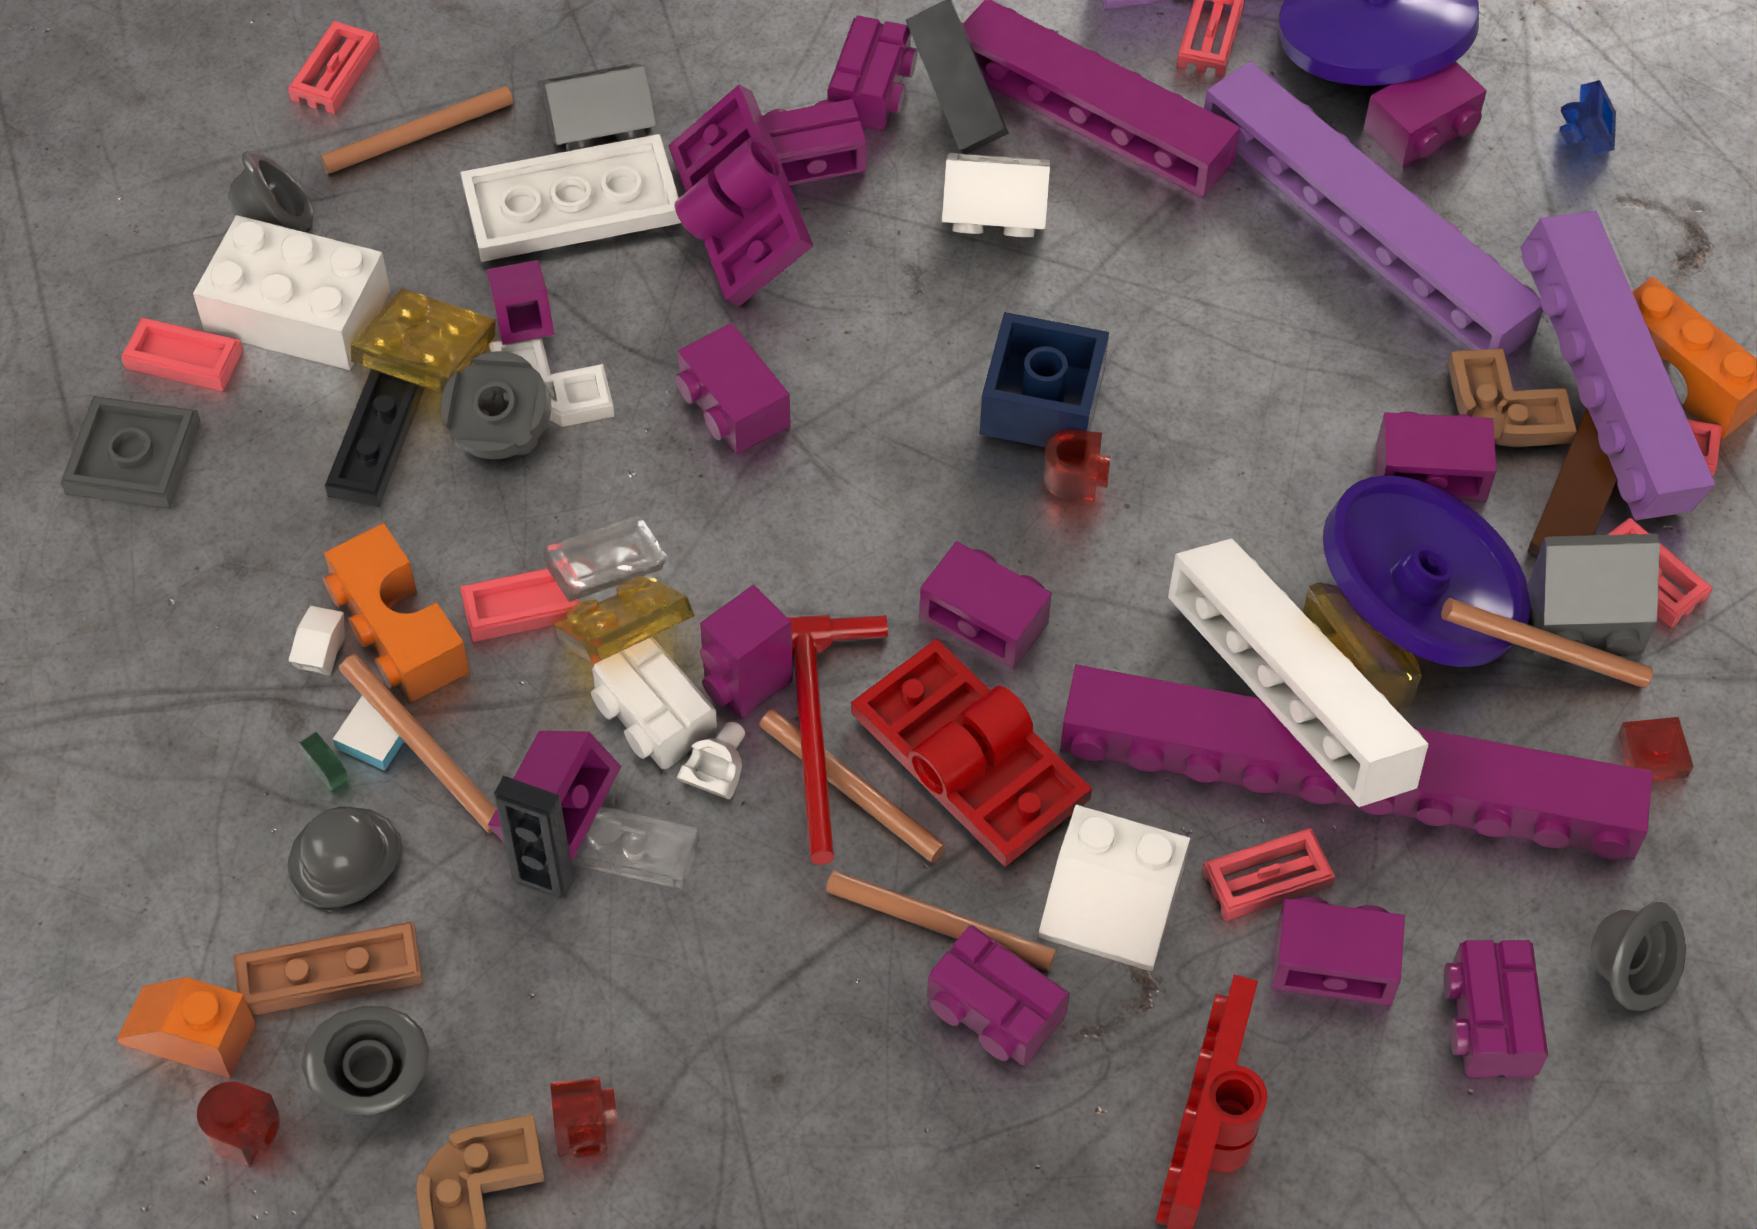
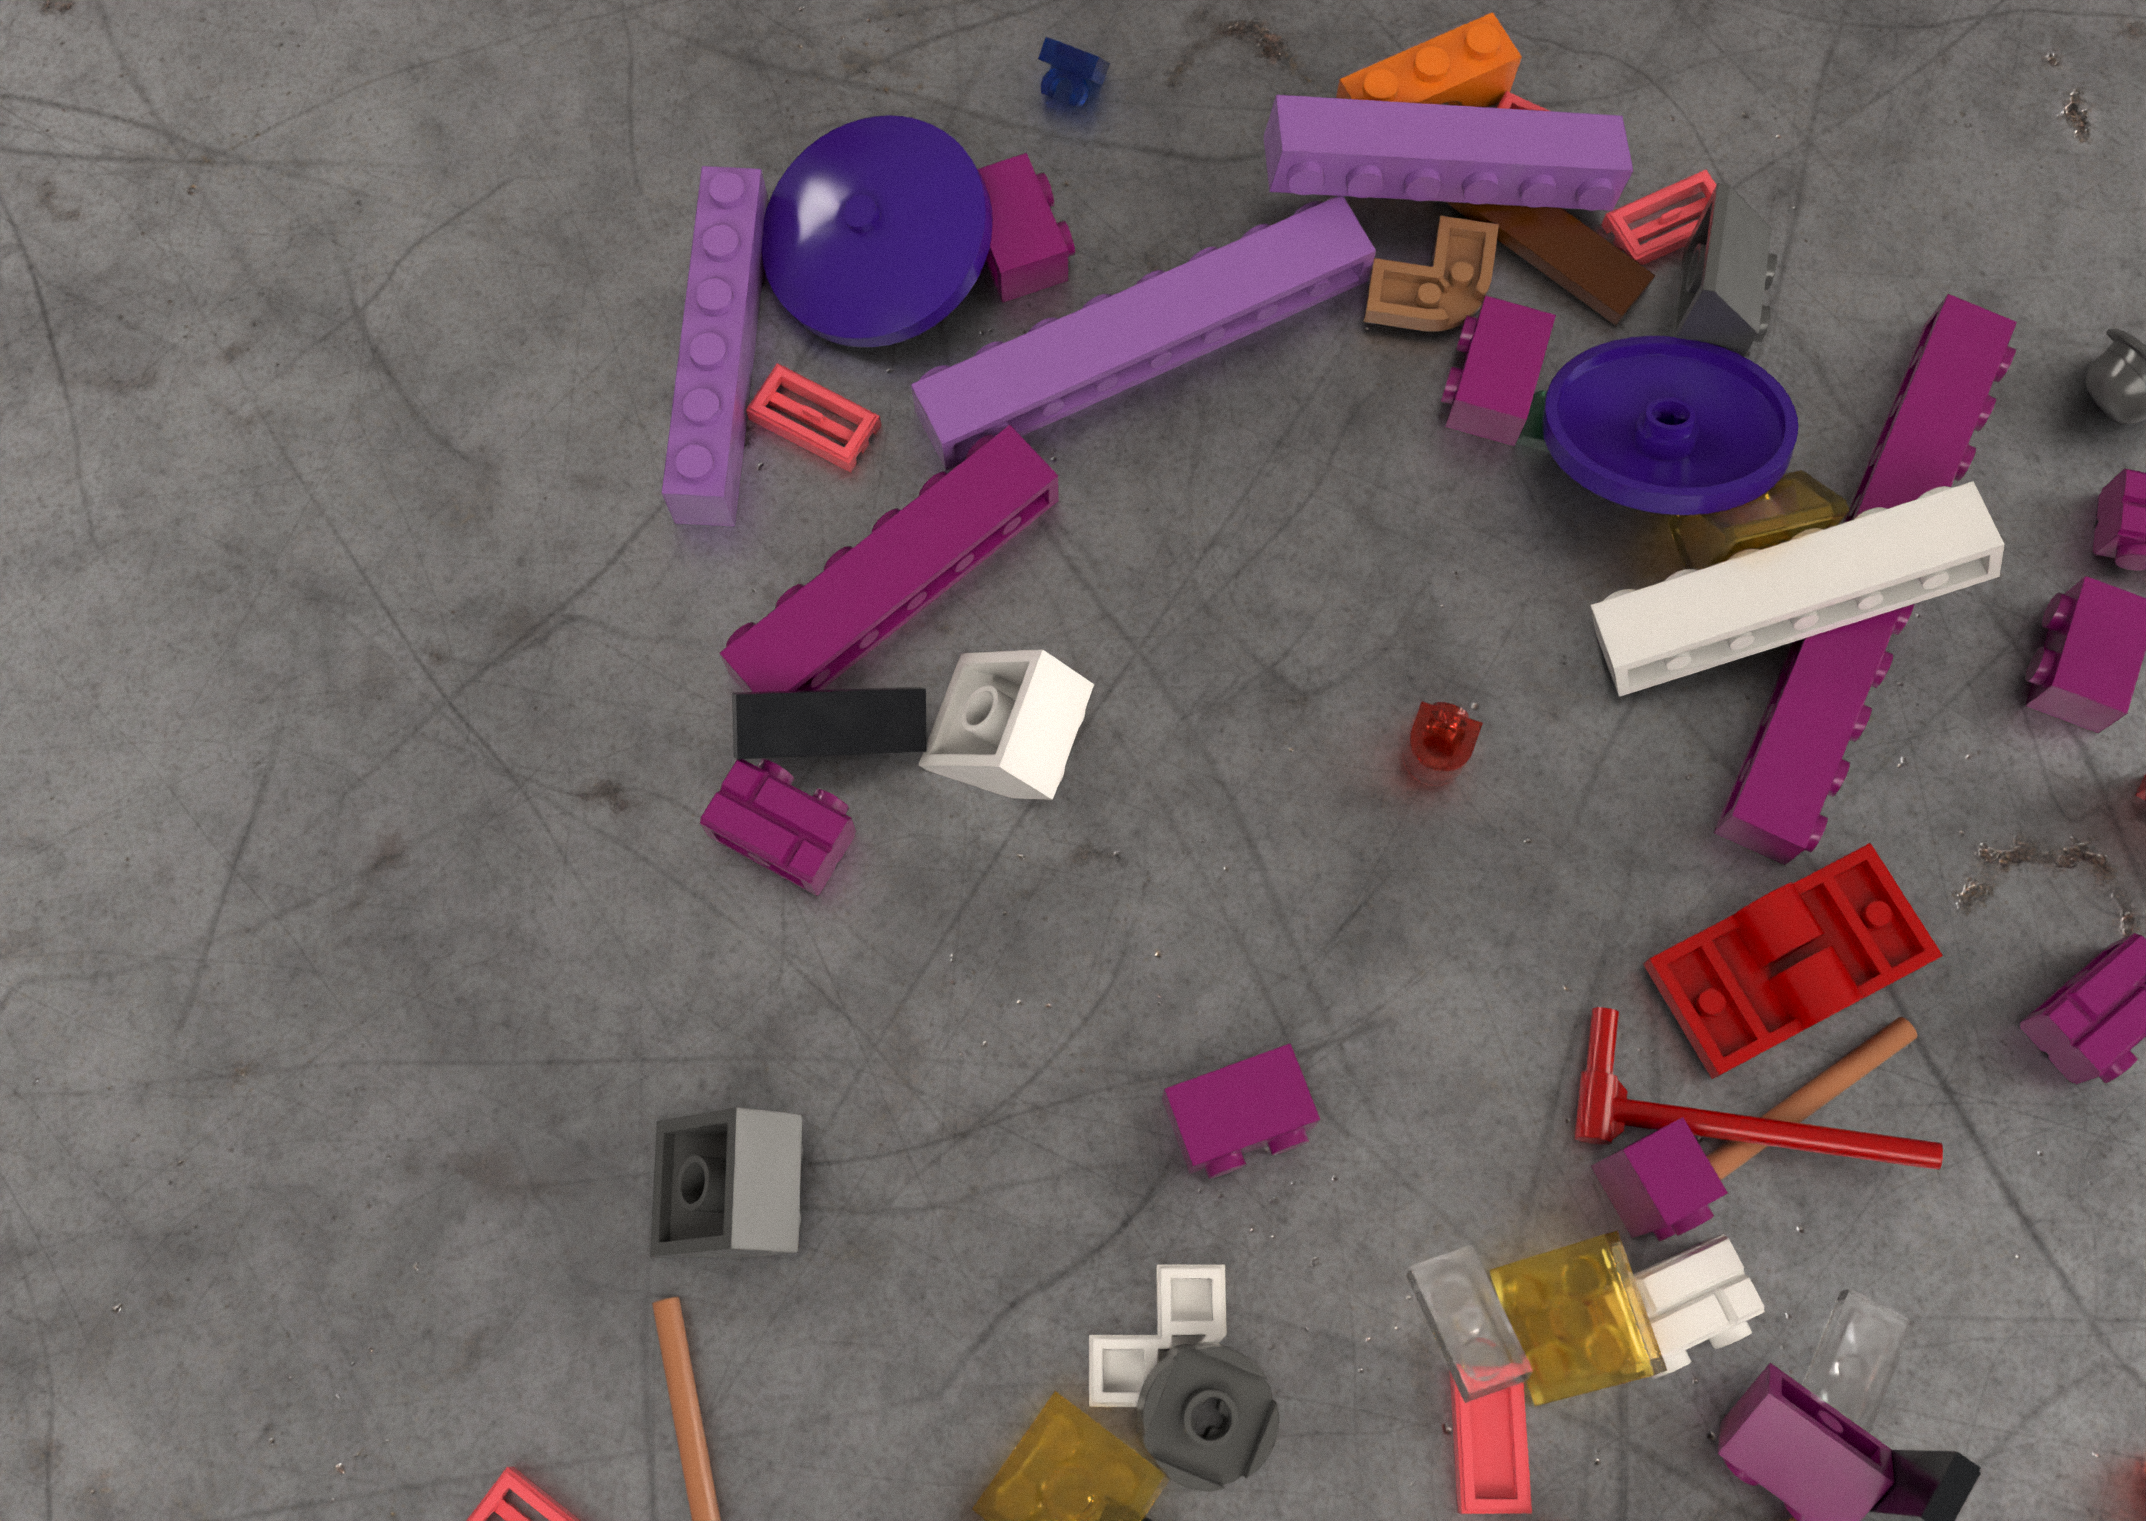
camera: 75 degrees left, 15 degrees up
(520, 302) = (1049, 1352): magenta brick -> none
(570, 197) = (876, 1253): white plate -> none
(715, 762) = (1768, 1252): white piece -> none
(738, 196) = (953, 1035): magenta plate -> none
(818, 141) = (873, 927): magenta brick -> none
(934, 917) = (1993, 1040): nougat bar -> none
(985, 604) = (1608, 892): magenta brick -> none
(1042, 379) = (1326, 745): dark blue brick -> none
(1114, 887) = (1987, 852): white slope -> none
(1274, 894) = (1952, 702): coral tile -> none
(1546, 643) = (1772, 342): nougat bar -> none
(1656, 747) = (1881, 288): clear red plate -> none

